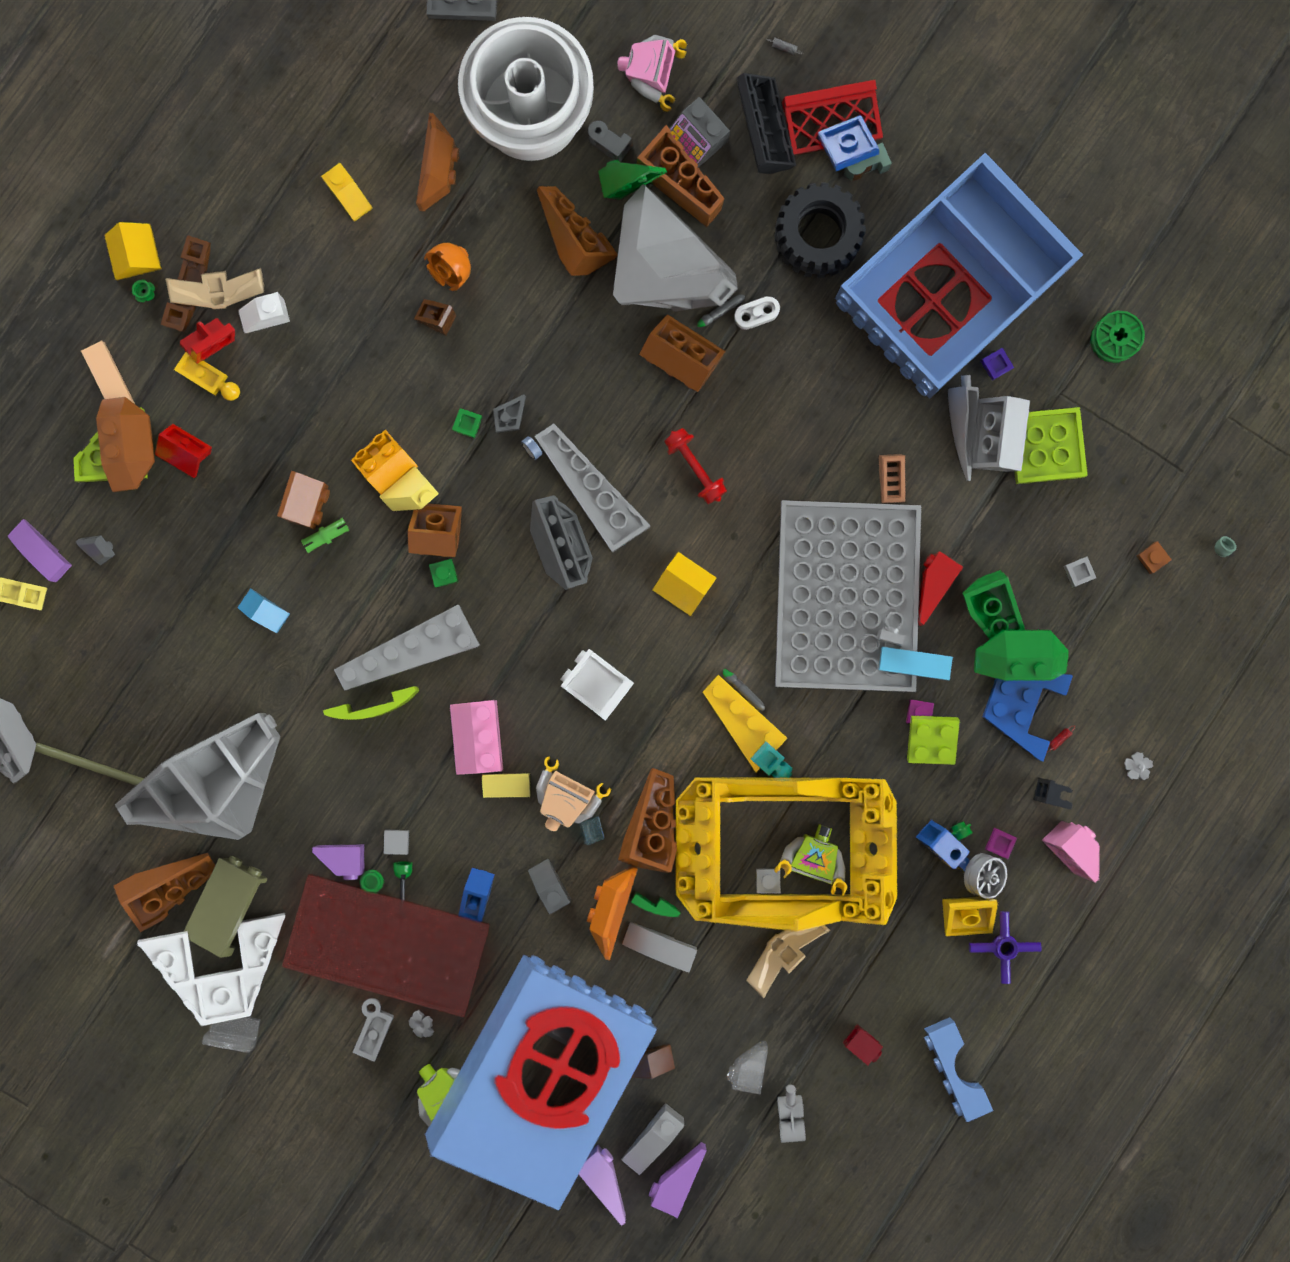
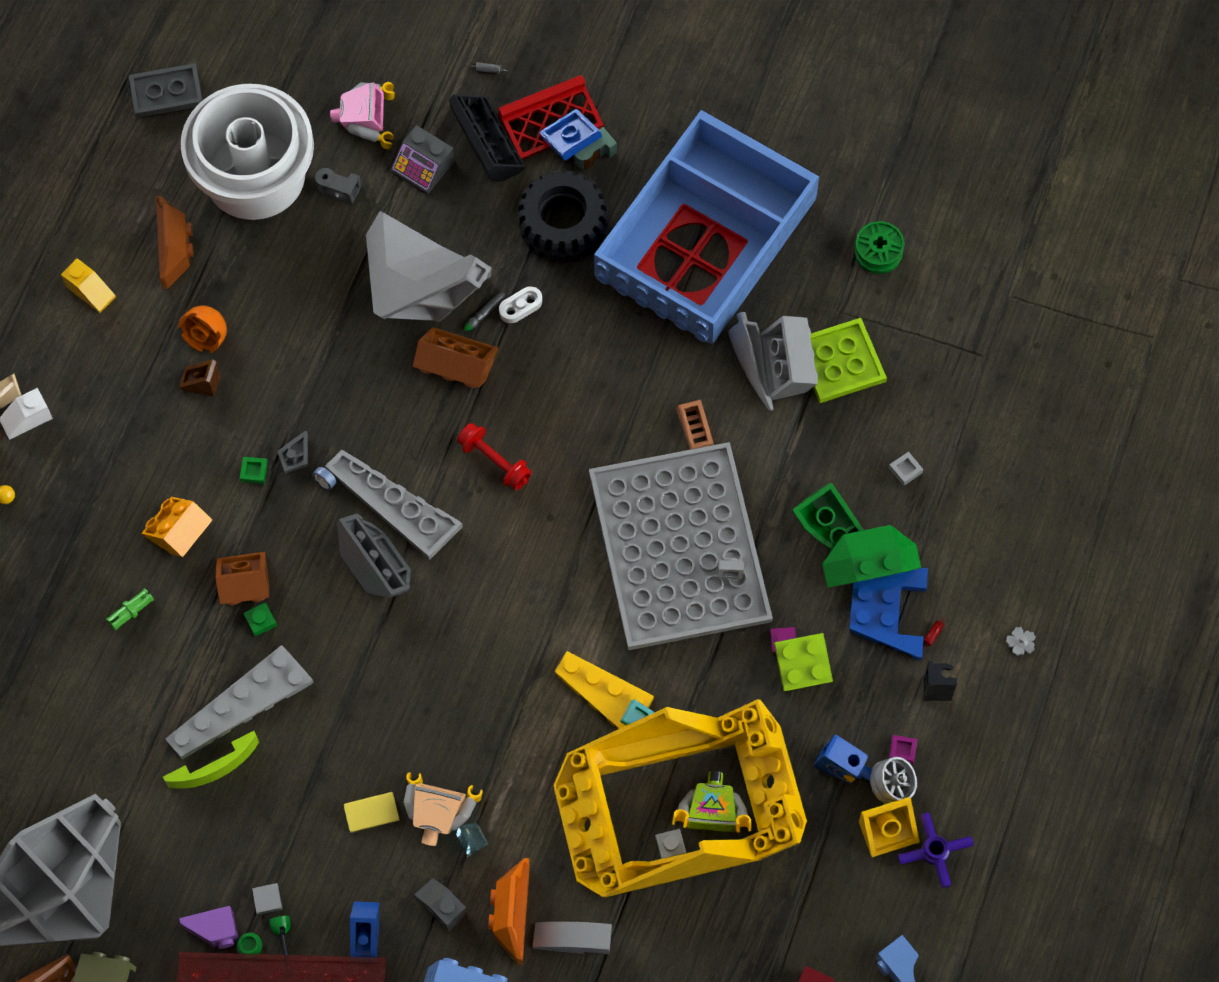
camera: 10 degrees left, 20 degrees down
(263, 611) = (79, 698): slope -> none
(303, 500) = (101, 578): slope -> none
(409, 492) = (209, 546): light yellow slope -> none
(476, 737) = (328, 770): bright pink slope -> none
(574, 239) = (323, 279): dark orange wedge -> none
(596, 683) = (442, 689): white panel -> none
(623, 178) = (360, 211): green slope -> none
(651, 830) = (535, 821): dark orange wedge -> none
(662, 906) = (565, 897): green slope -> none
(683, 179) = (414, 200): dark orange wedge -> none
(684, 583) = (509, 573): yellow slope -> none
(743, 689) = (596, 660): dark grey piece -> none
(781, 952) = (706, 911): tan plate -> none
(915, 663) = (764, 590): medium azure tile -> none
(935, 582) = (764, 509): red slope -> none
(961, 830) = (859, 742): green plate -> none
(997, 364) = (769, 298): dark purple plate -> none
(1076, 849) = (974, 727): bright pink slope -> none
(1154, 557) = (976, 440): dark orange plate -> none
(1225, 546) = (1042, 412): sand green hinge -> none

